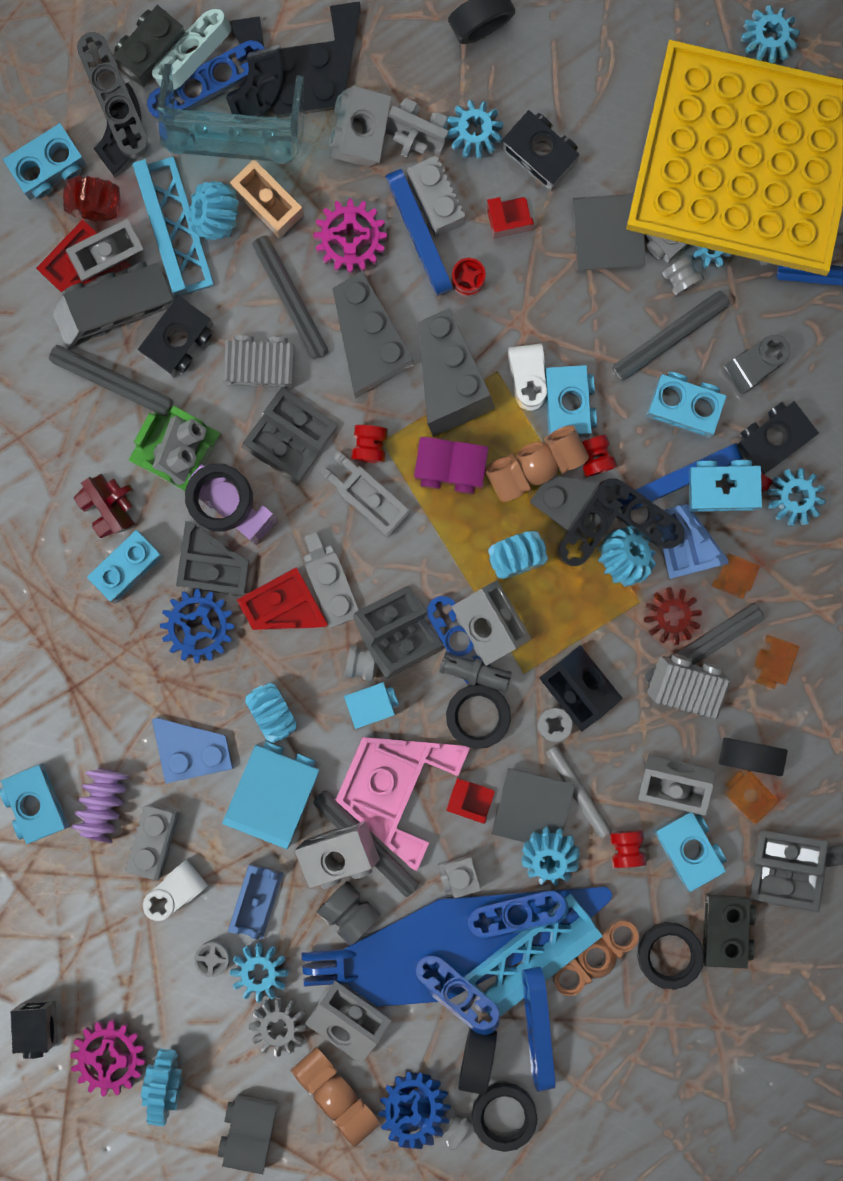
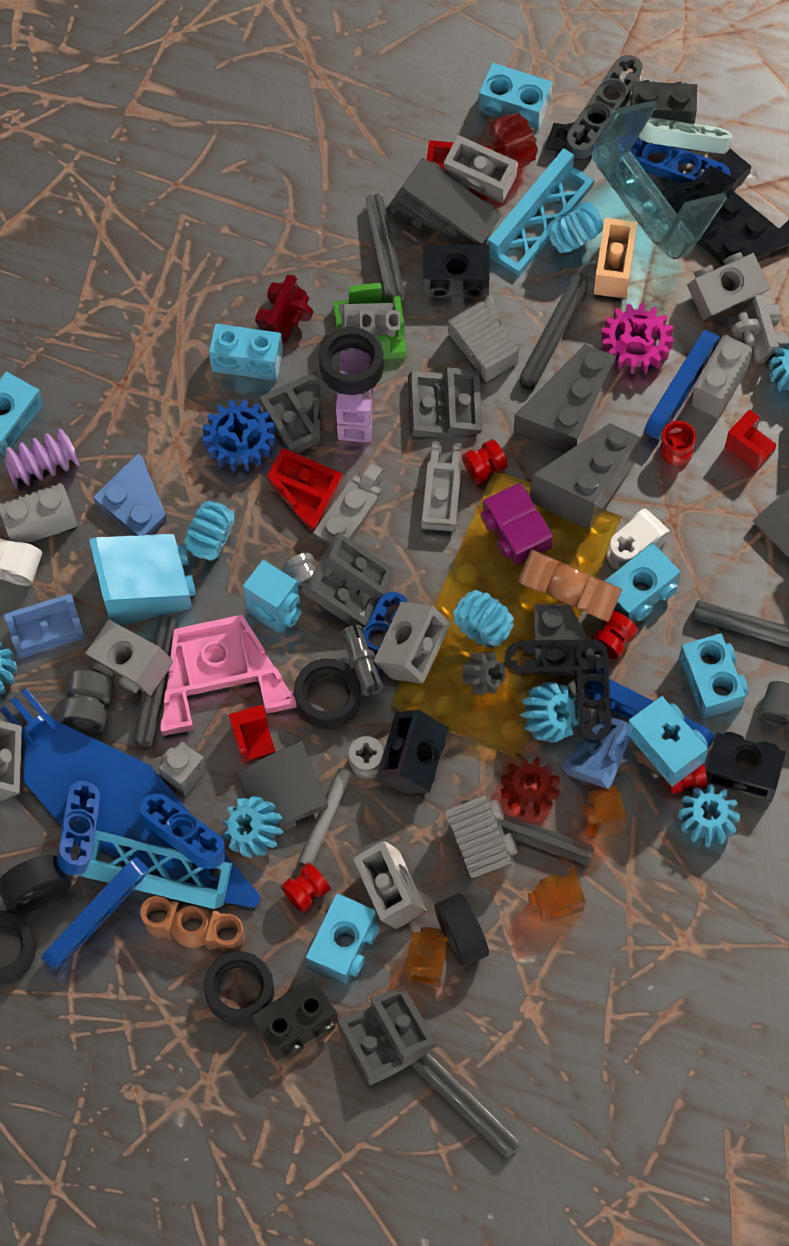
camera: 55 degrees right, 20 degrees down
(561, 586) = (483, 673): none -> dark grey gear

